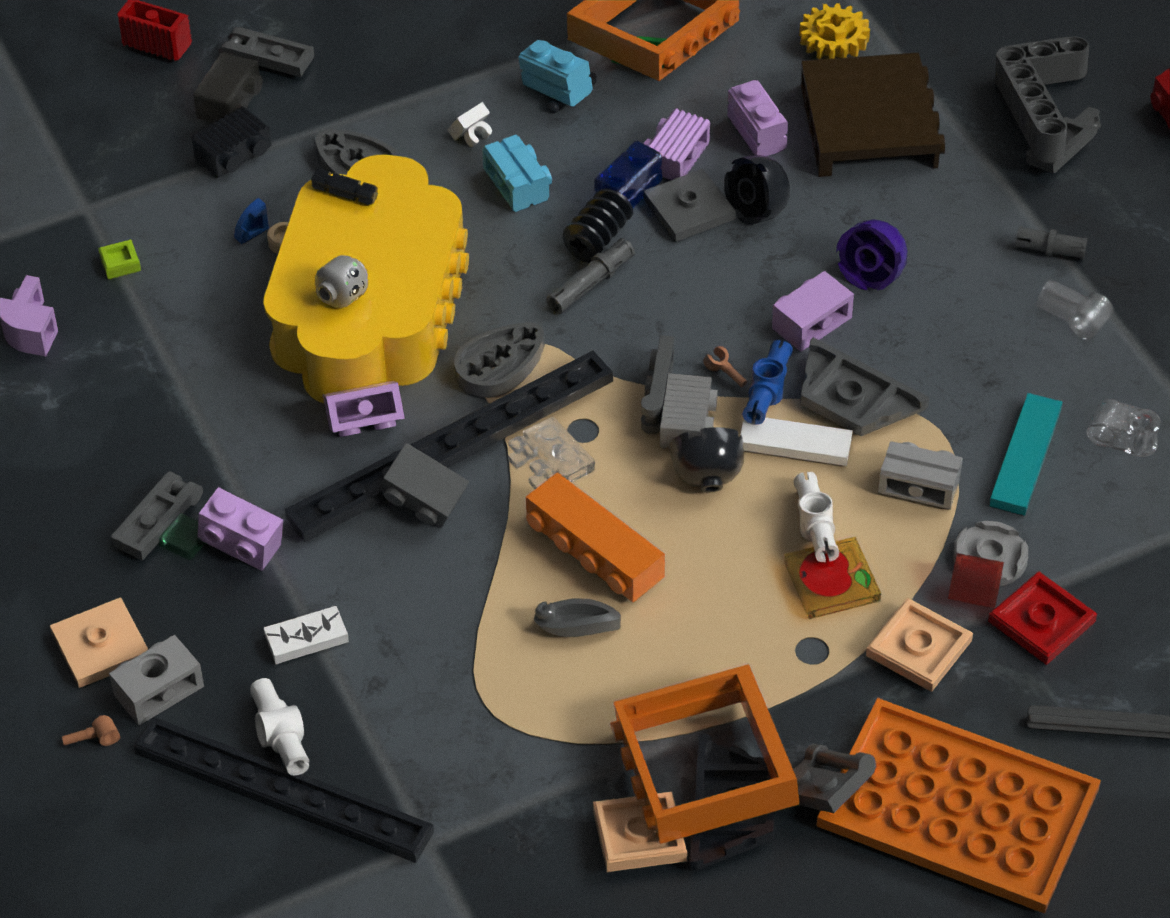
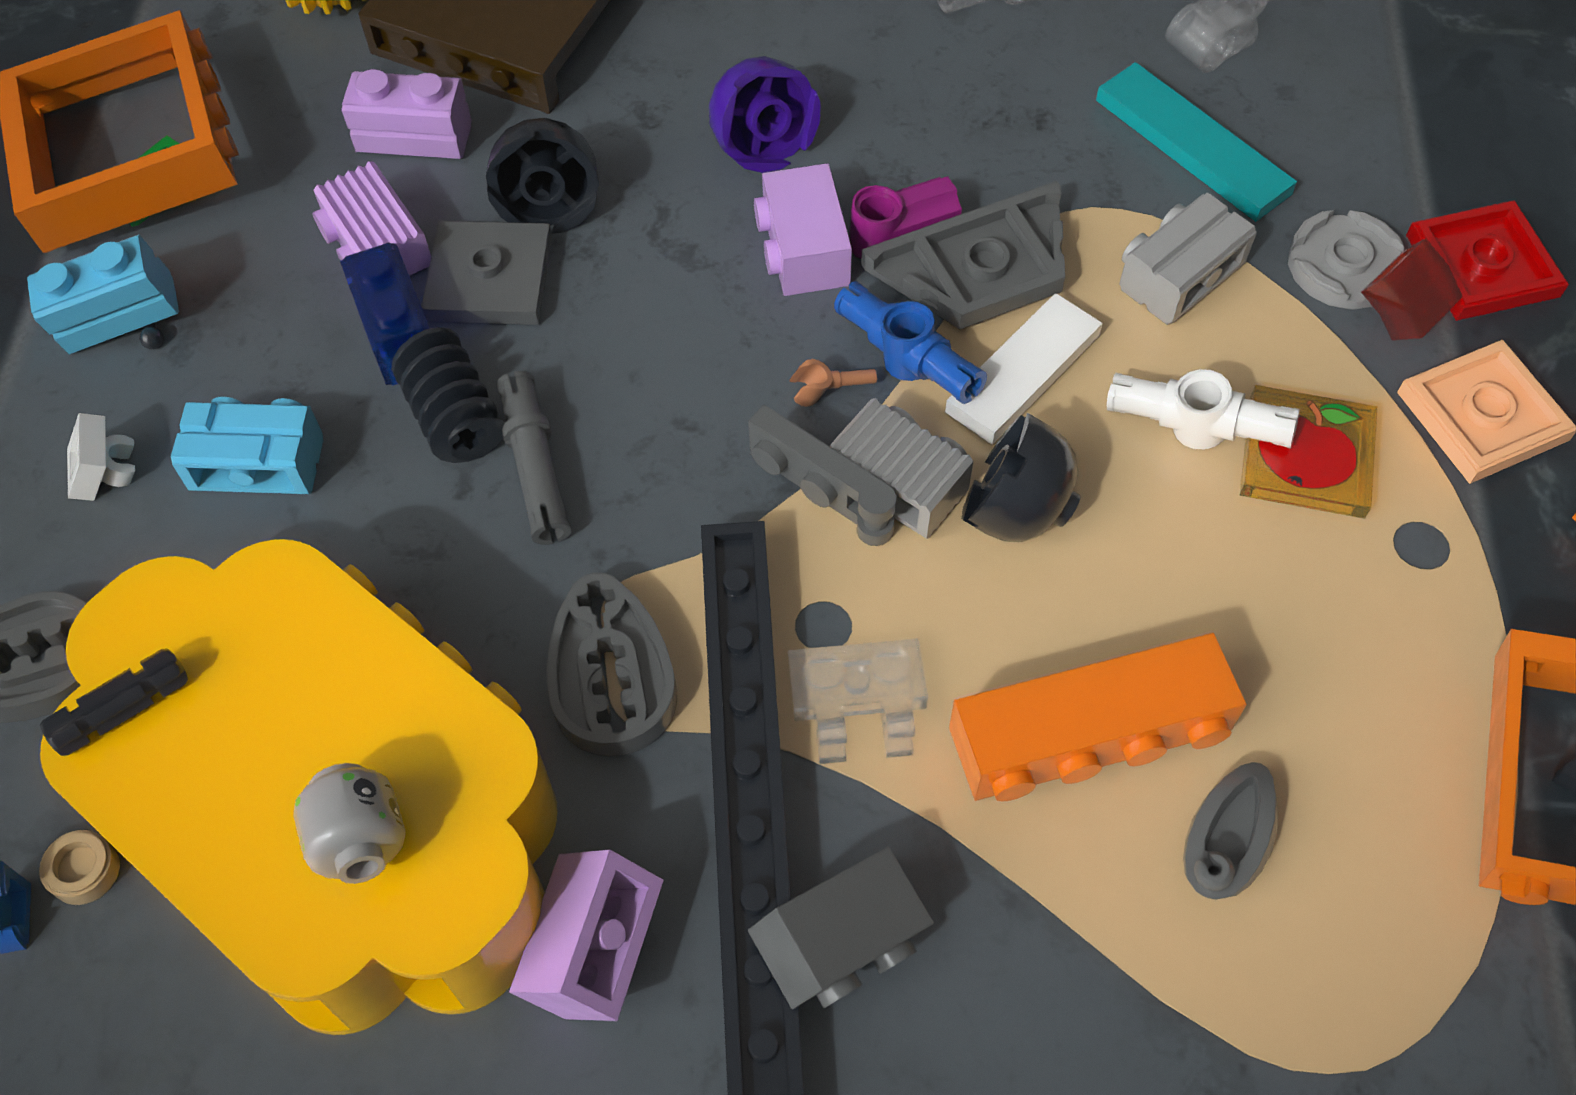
camera: 60 degrees left, 10 degrees up
(844, 336) = (887, 214): none -> magenta piece

